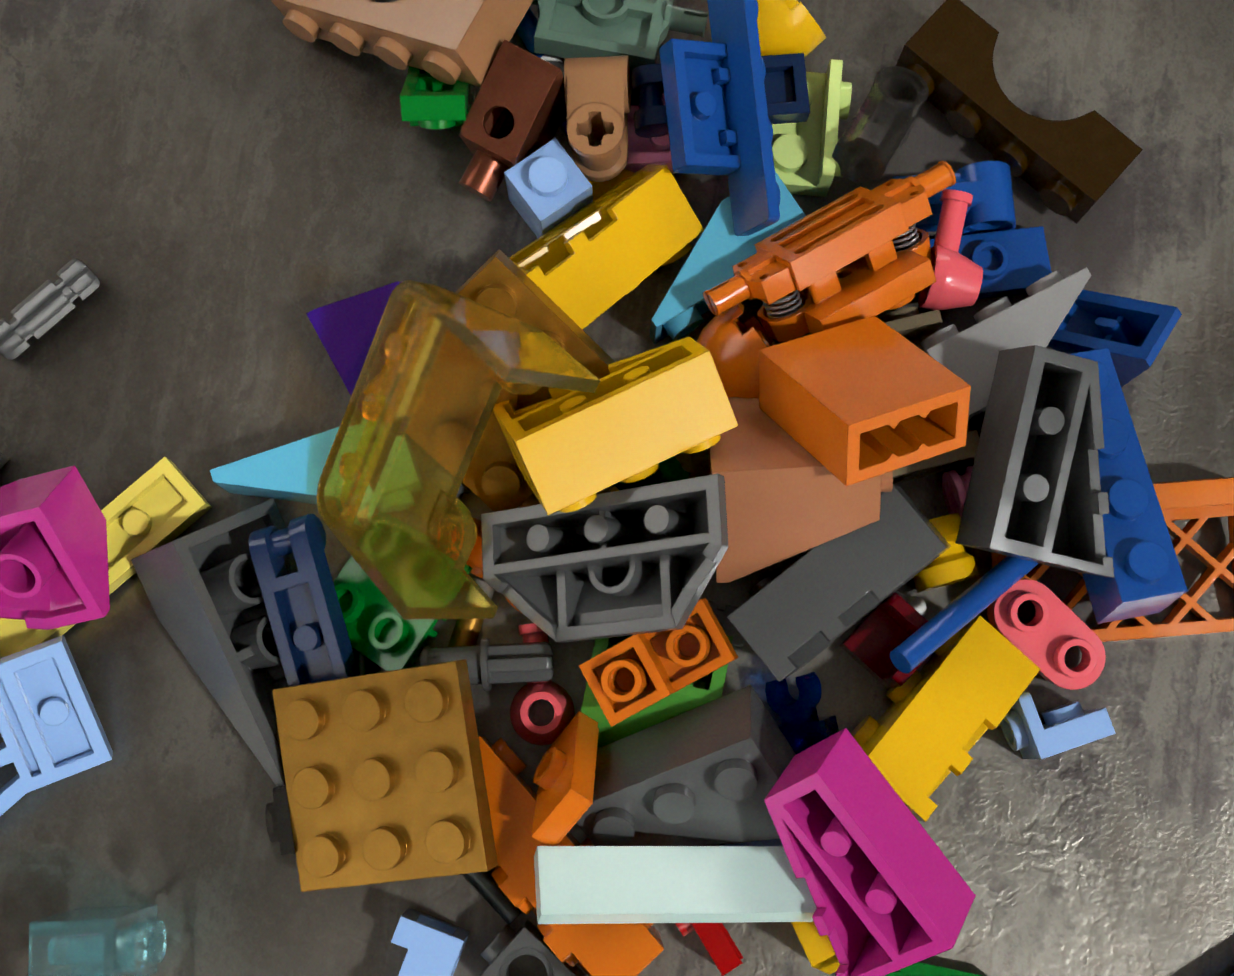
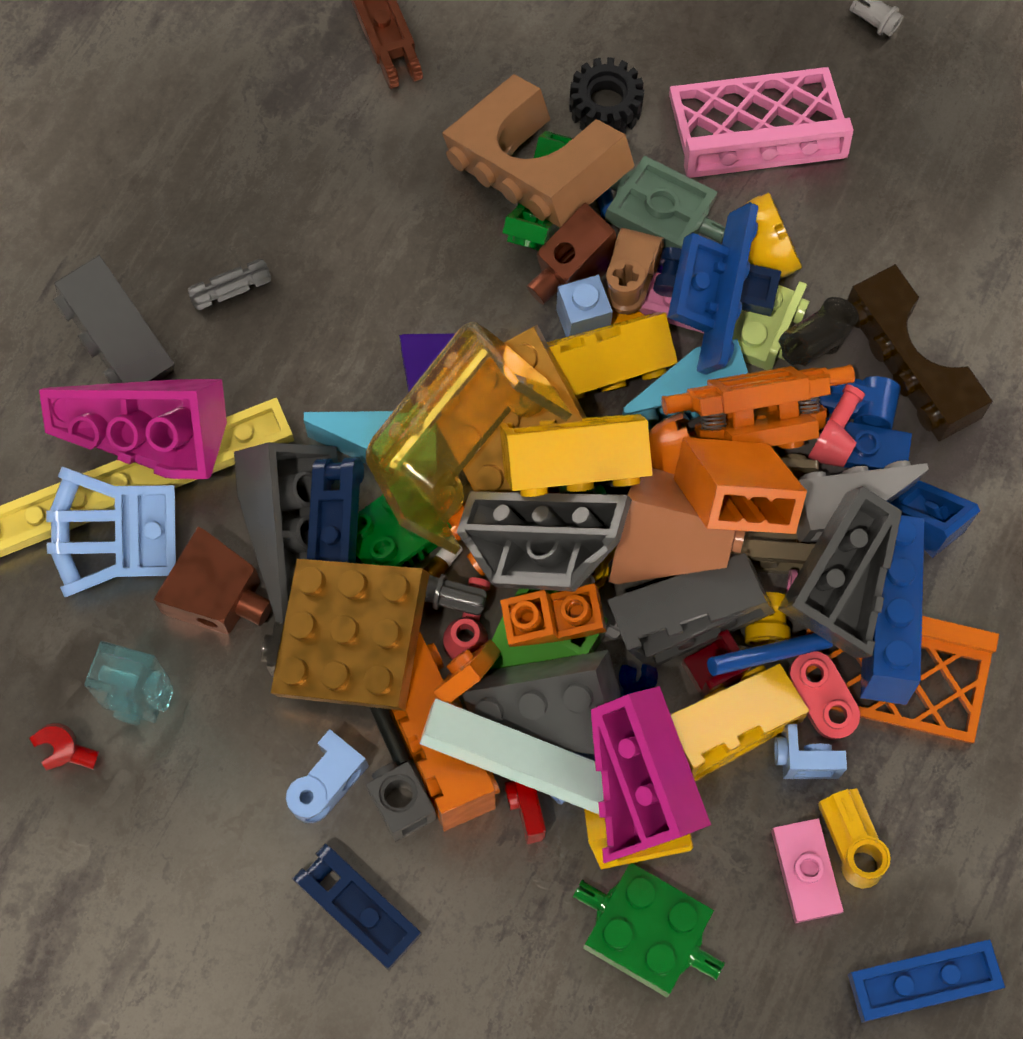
camera: 20 degrees right, 10 degrees down
(167, 759) = (212, 587): none -> copper torso
(1097, 879) = (807, 871): none -> bright pink plate
(1146, 813) = (854, 834): none -> yellow piece

